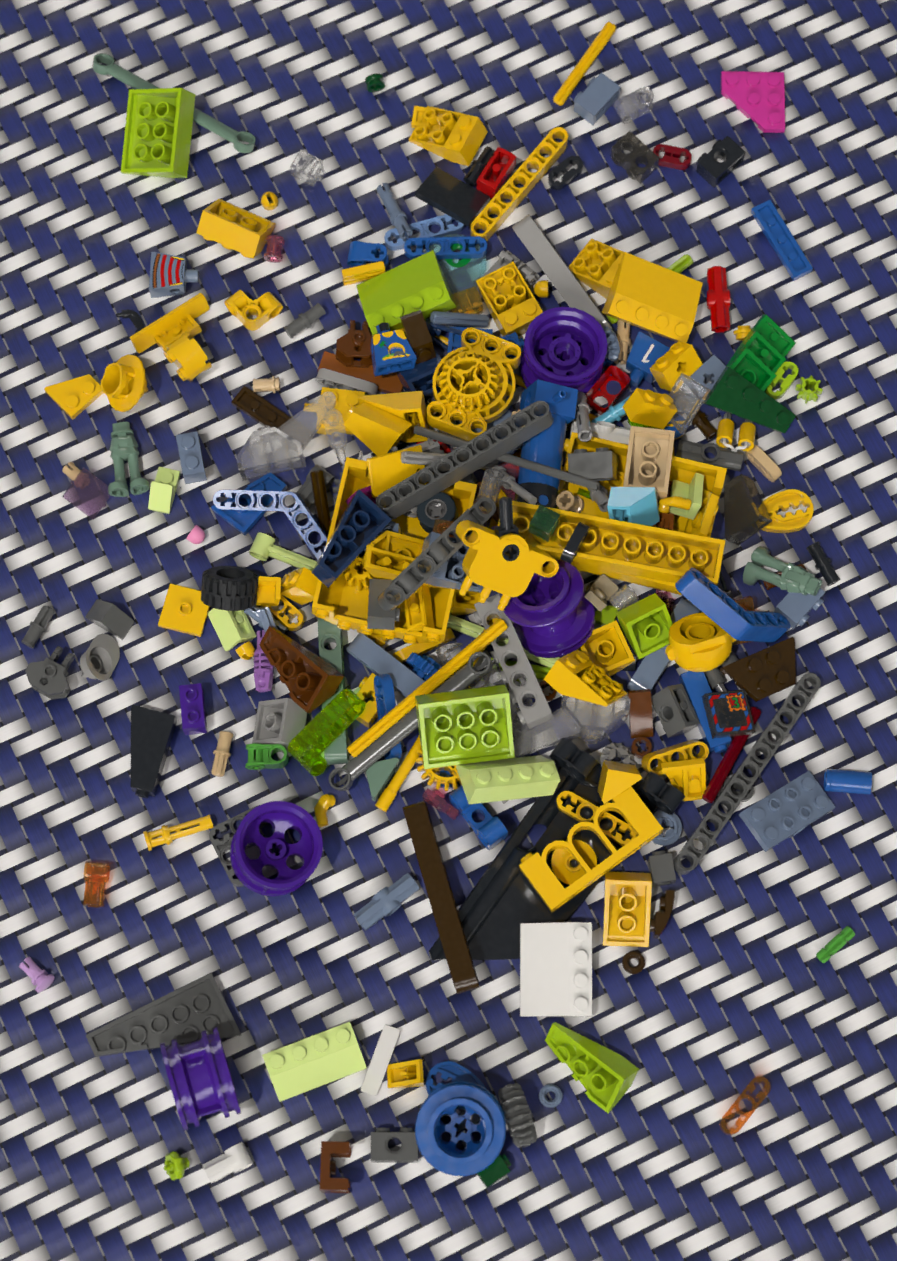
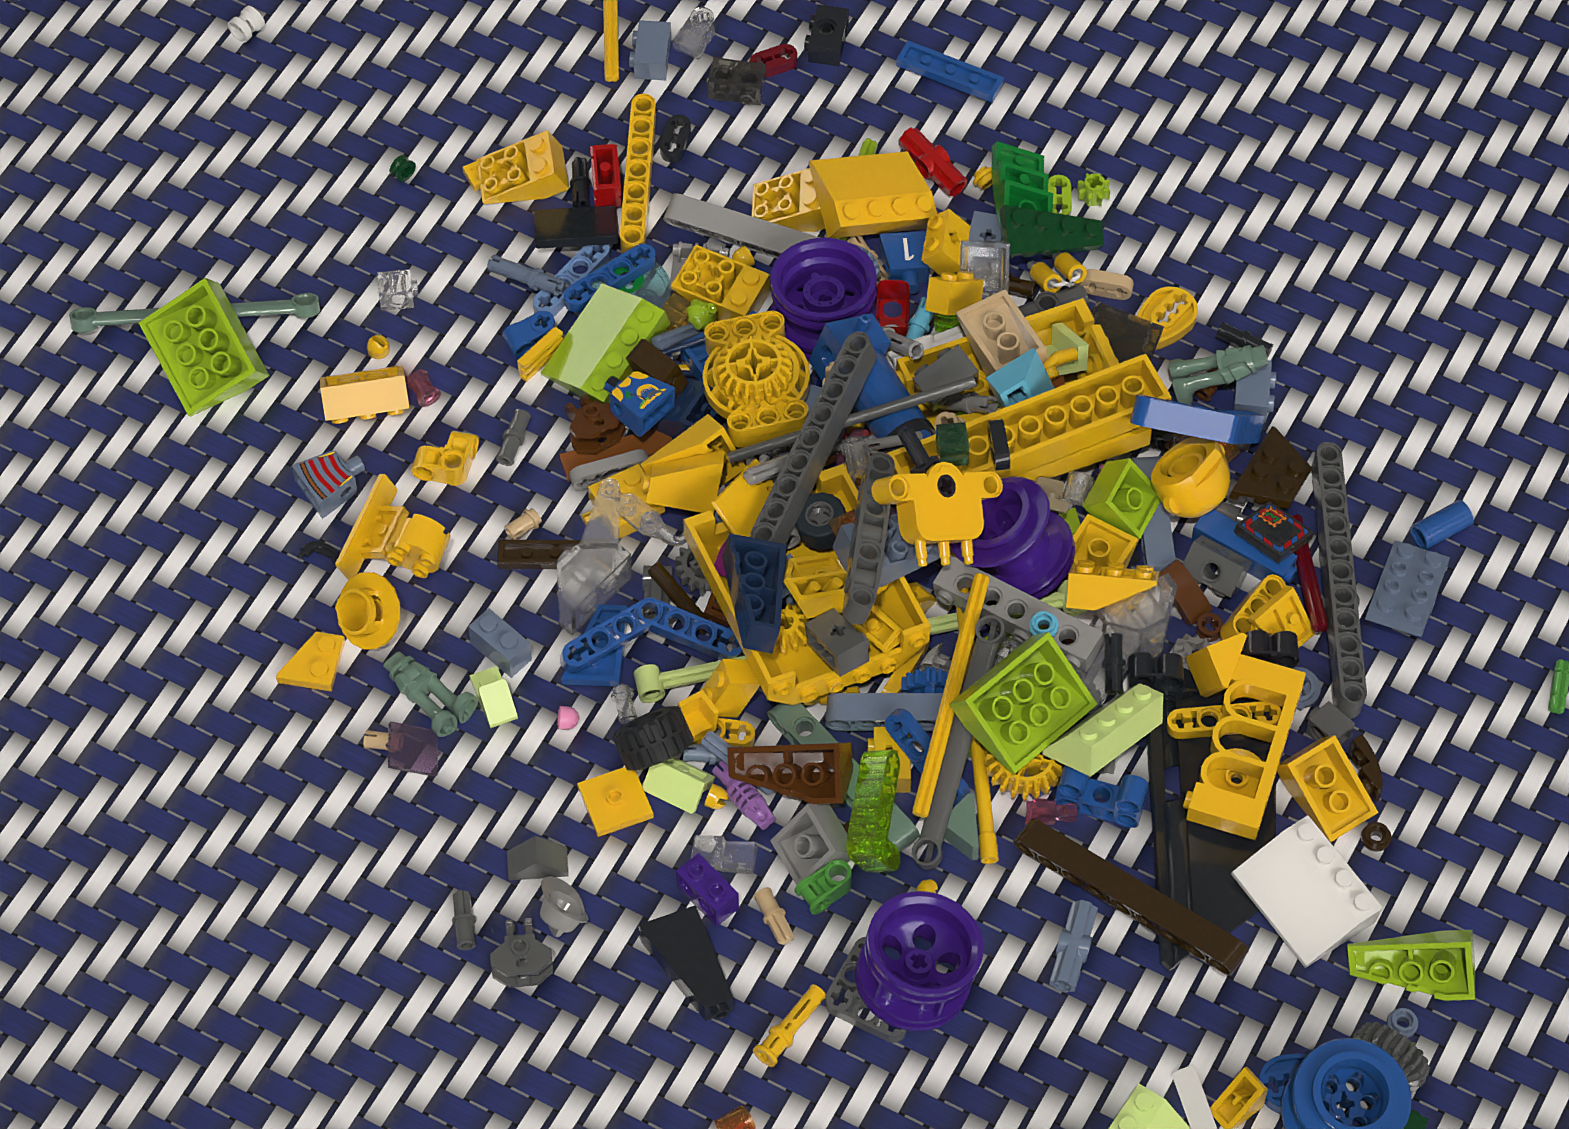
camera: 35 degrees left, 15 degrees down
(223, 691) = (726, 855): none -> clear slope
(237, 549) = (622, 697): none -> clear pin
(479, 314) = (701, 313): none -> lime piece
(514, 677) = (1043, 617): none -> medium azure plate
(547, 736) = (1113, 664): none -> black pin

